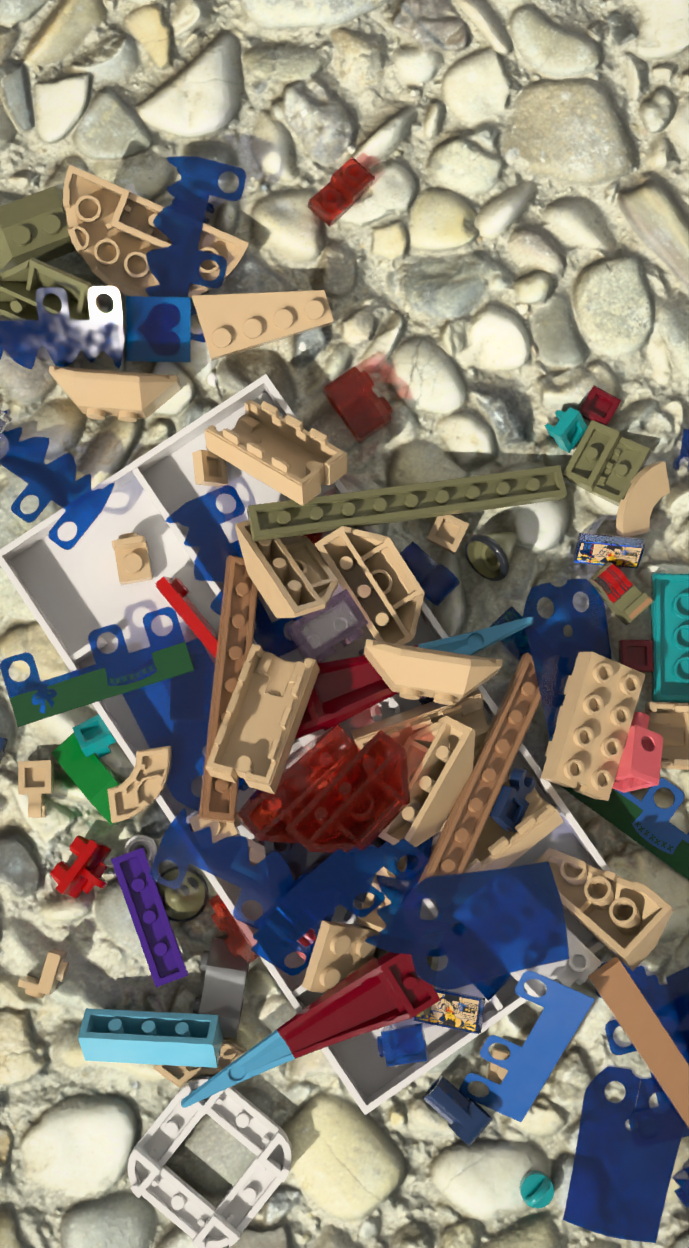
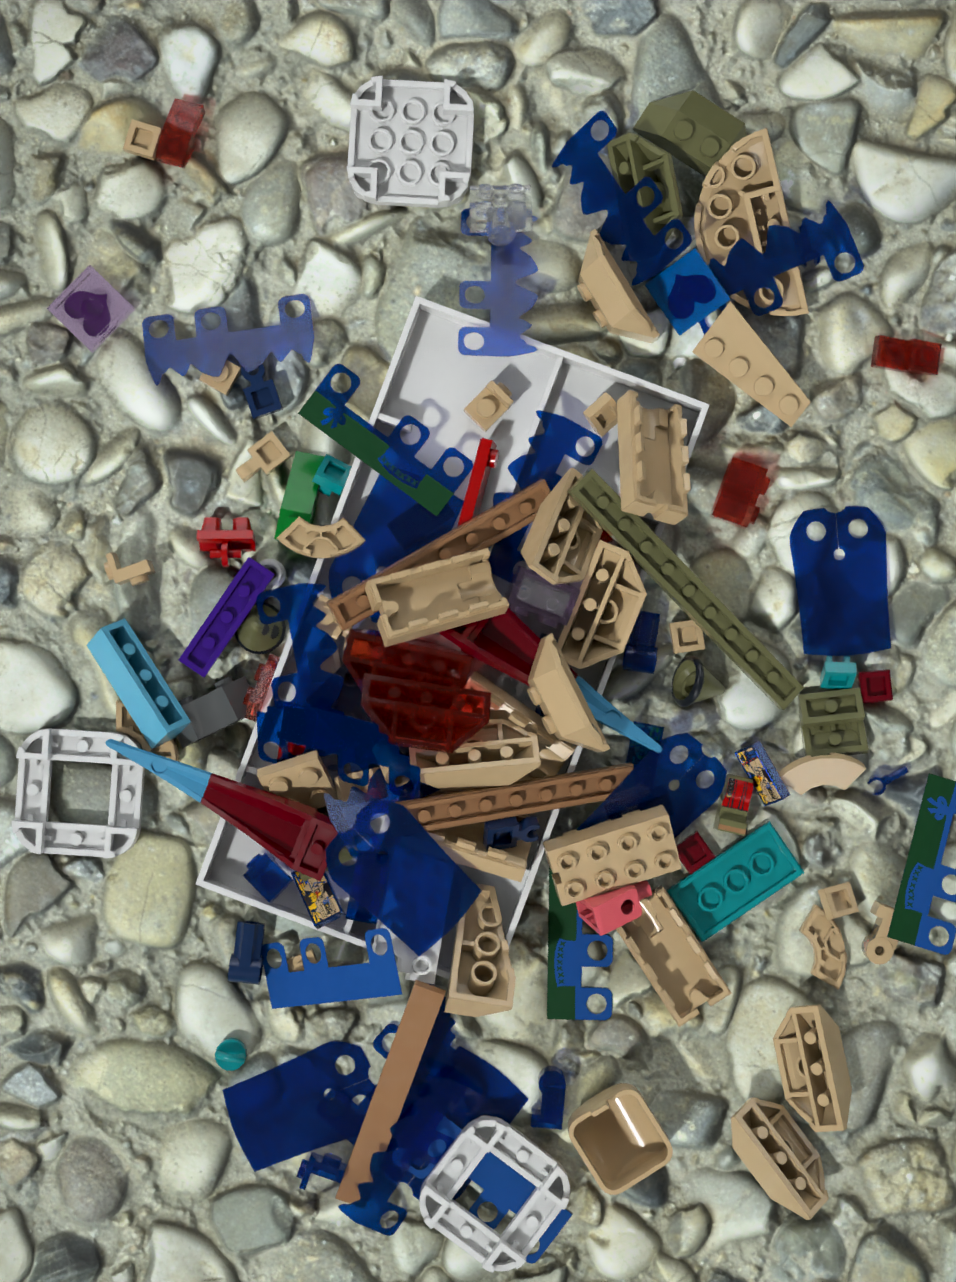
camera: 55 degrees right, 5 degrees up
(505, 384) = (844, 599): none -> clear blue piece

